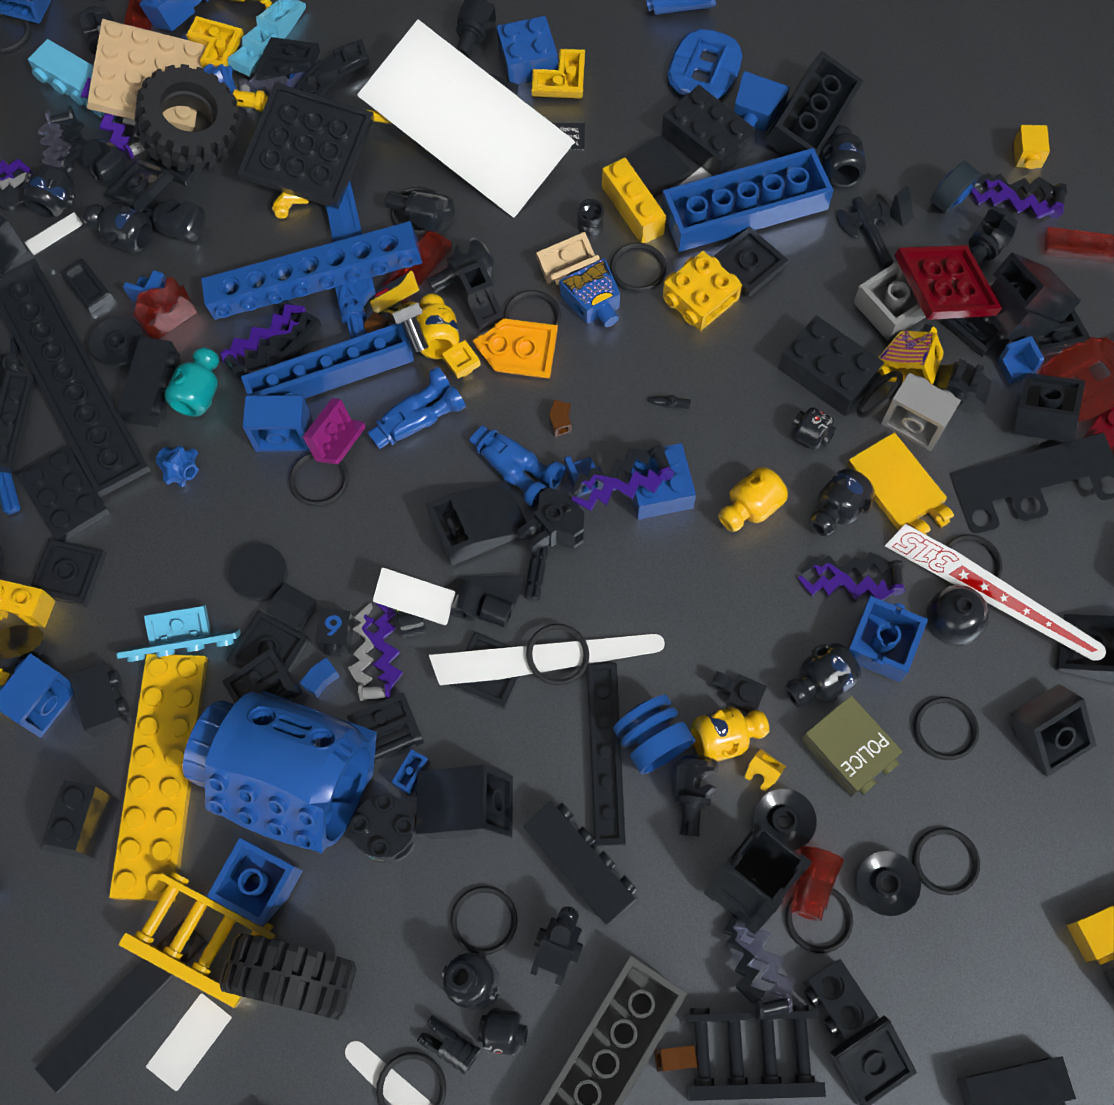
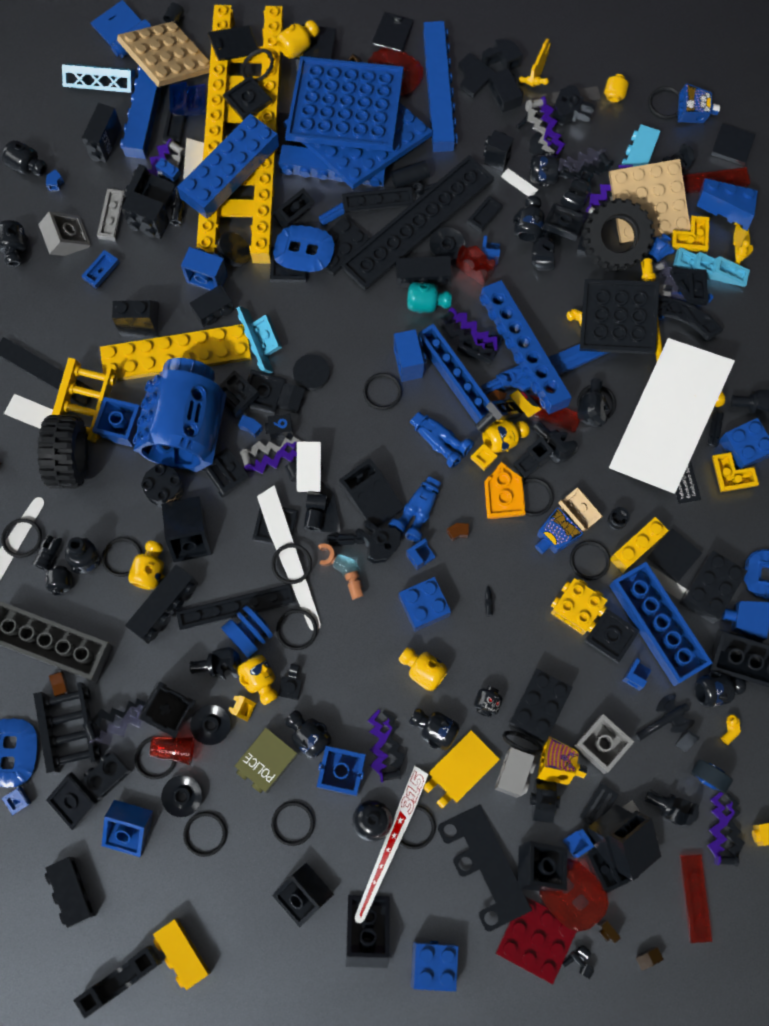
camera: 75 degrees right, 5 degrees up
(68, 549) = (301, 260): none -> blue piece
(177, 464) = (369, 304): blue rock -> none
(332, 433) = (410, 390): magenta bracket -> none
(407, 775) = (205, 494): blue piece -> none
(516, 876) = (147, 567): none -> yellow piece
(558, 944) = (107, 600): black hinge -> none
(584, 575) = (347, 567): none -> nougat piece
(611, 482) = (409, 570): piece -> none
(680, 652) = (291, 612): none -> black tyre
(806, 247) = (637, 675): none -> blue panel
(894, 156) = (733, 729): none -> yellow arm
(926, 978) = (126, 828): none -> blue slope
(947, 282) = (620, 776): dark red plate -> none

